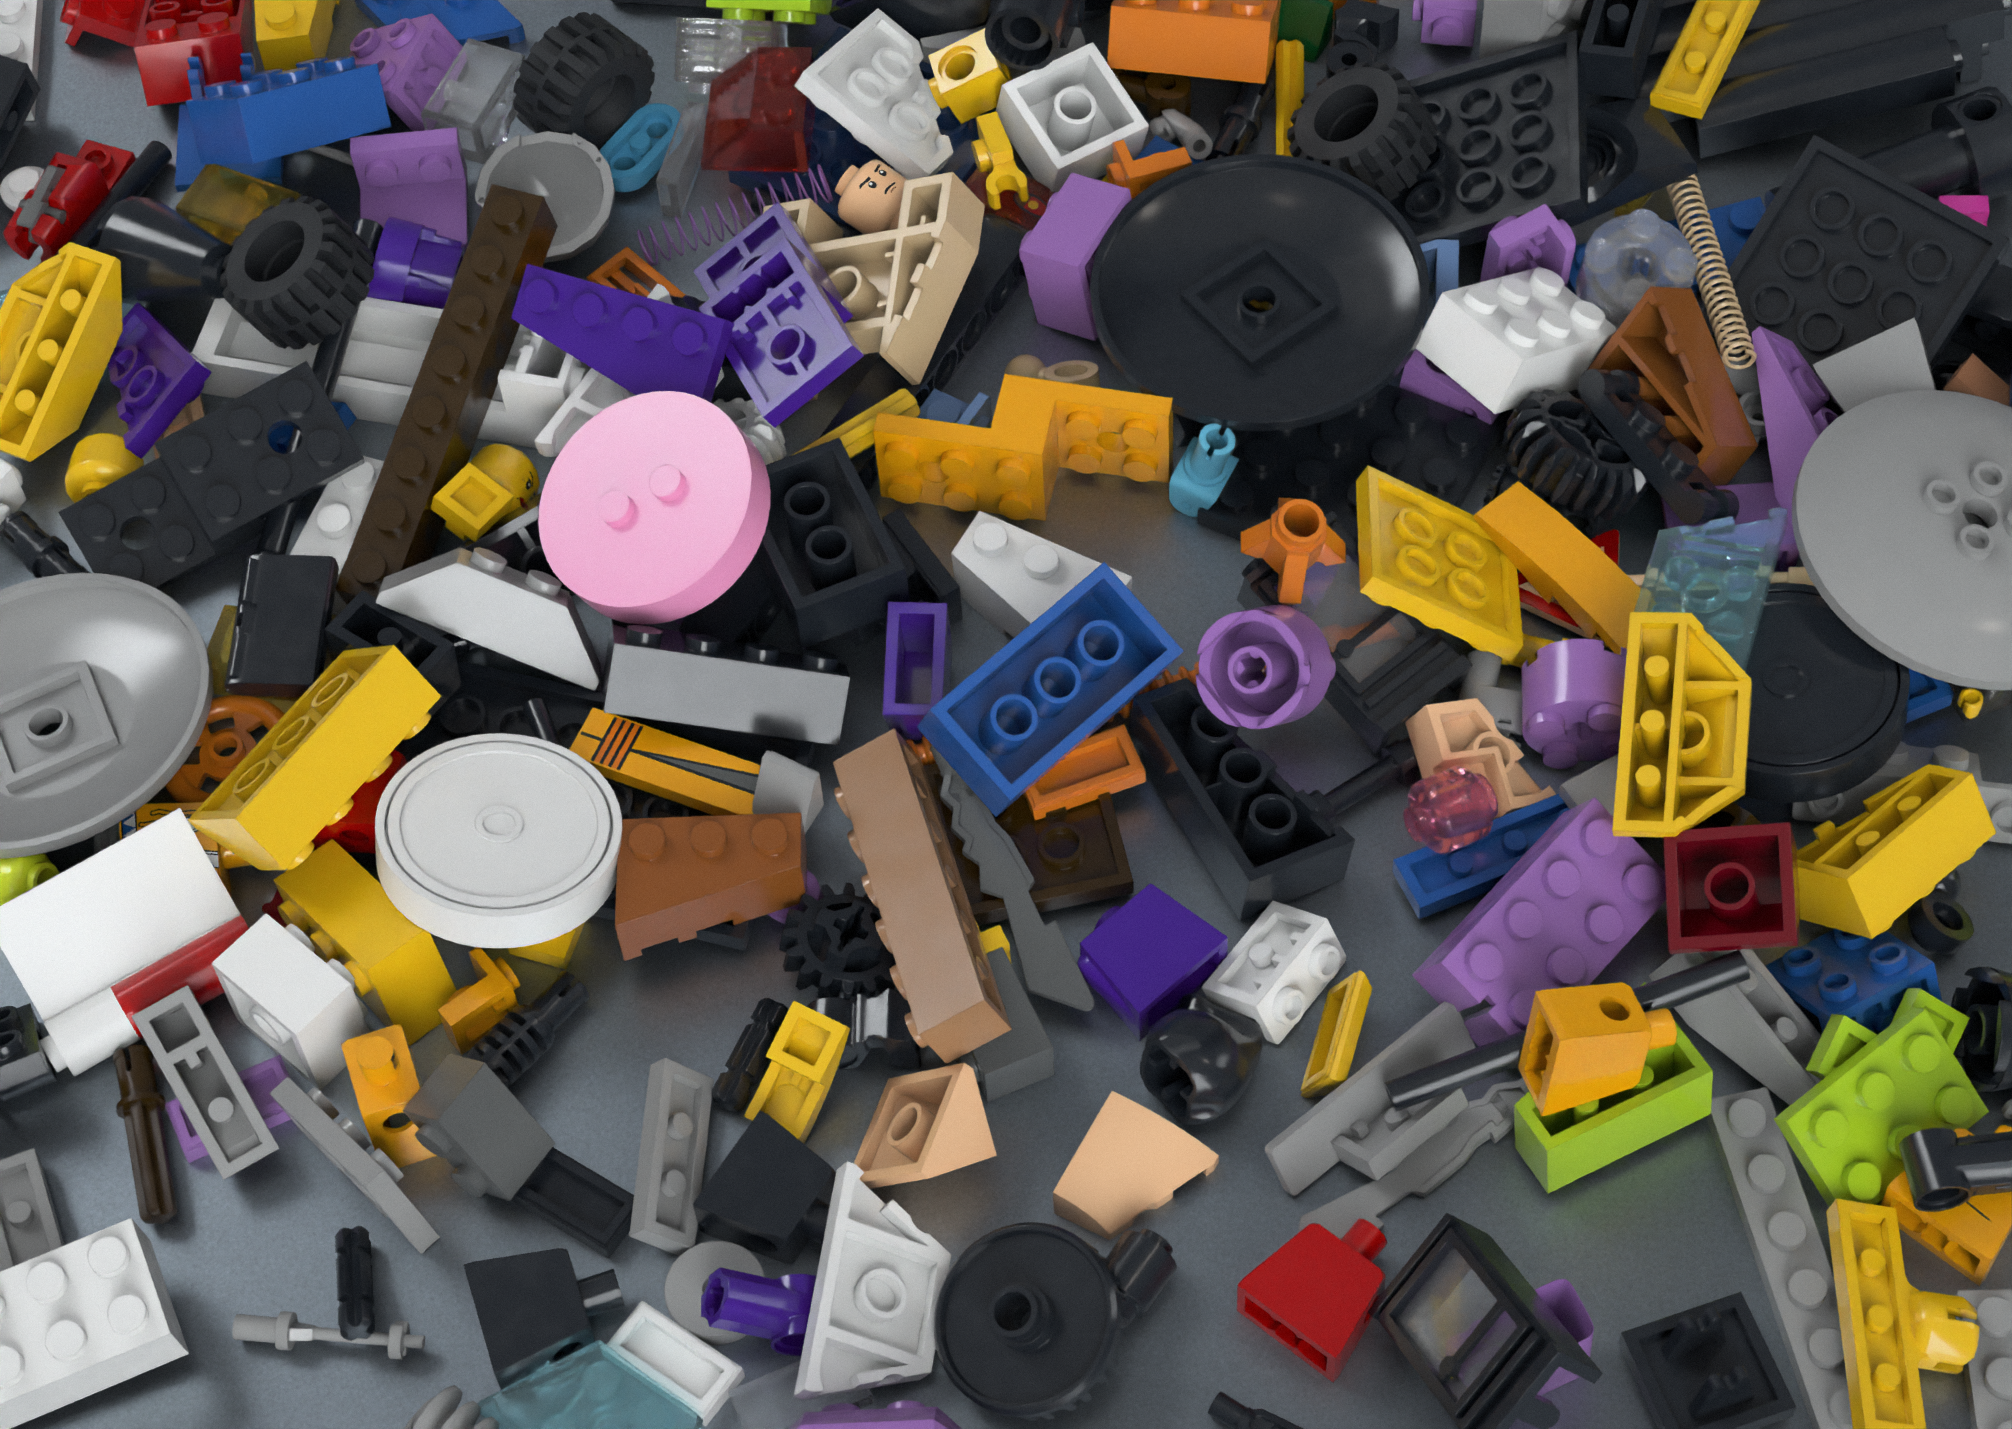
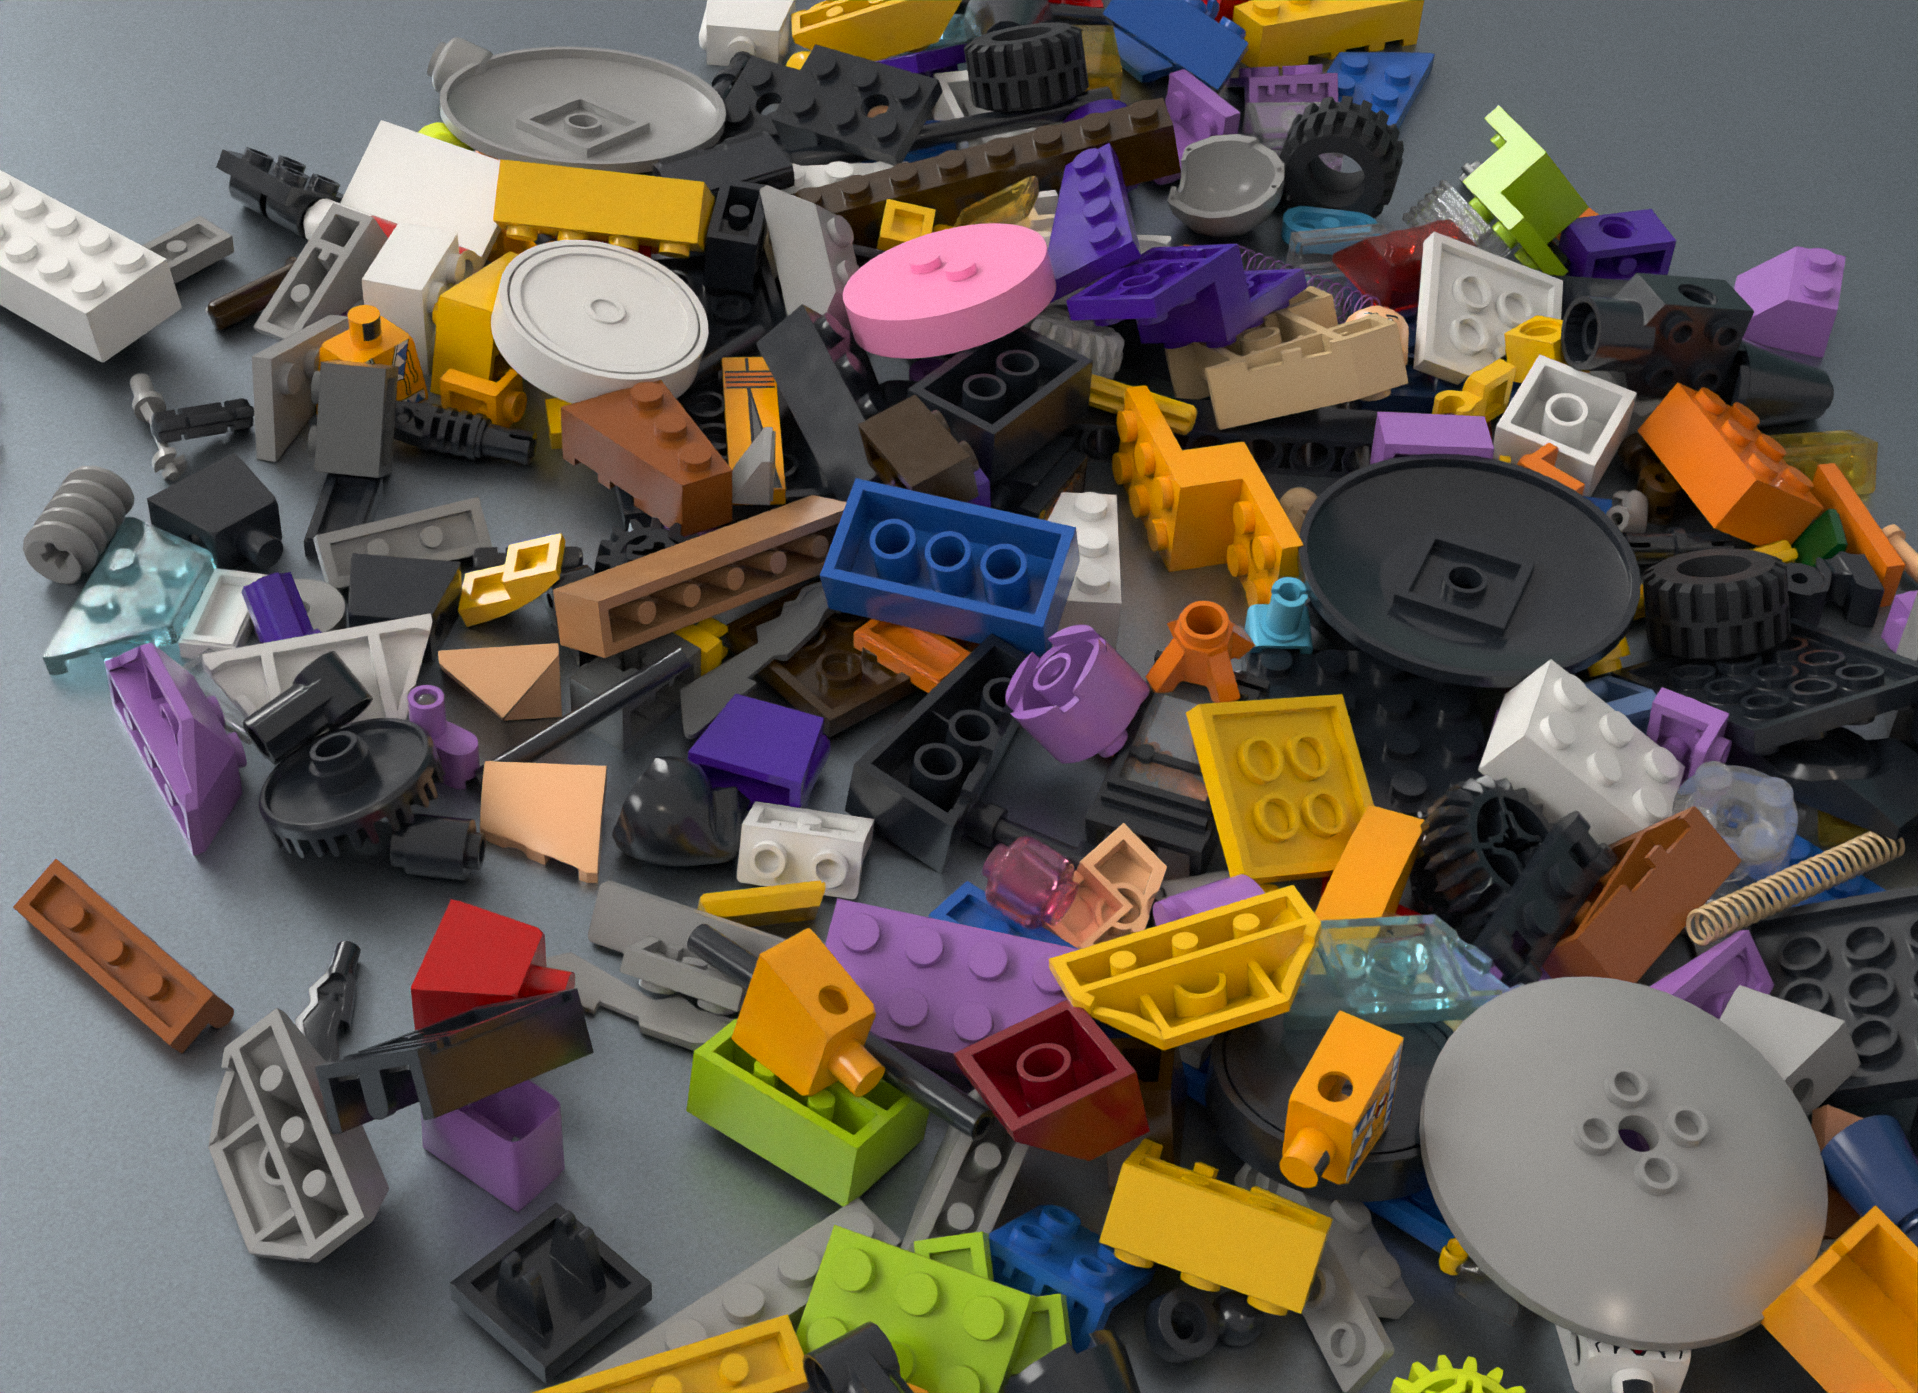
camera: 55 degrees right, 15 degrees down
(520, 413) = (1003, 207): none -> clear yellow tile
(899, 645) = (918, 453): none -> dark brown brick
(913, 1304) = (321, 699): none -> black piece
(983, 1212) = (454, 744): none -> medium lavender piece
(1045, 1084) = (595, 710): none -> black bar
(1881, 697) = (1332, 1131): none -> light orange torso

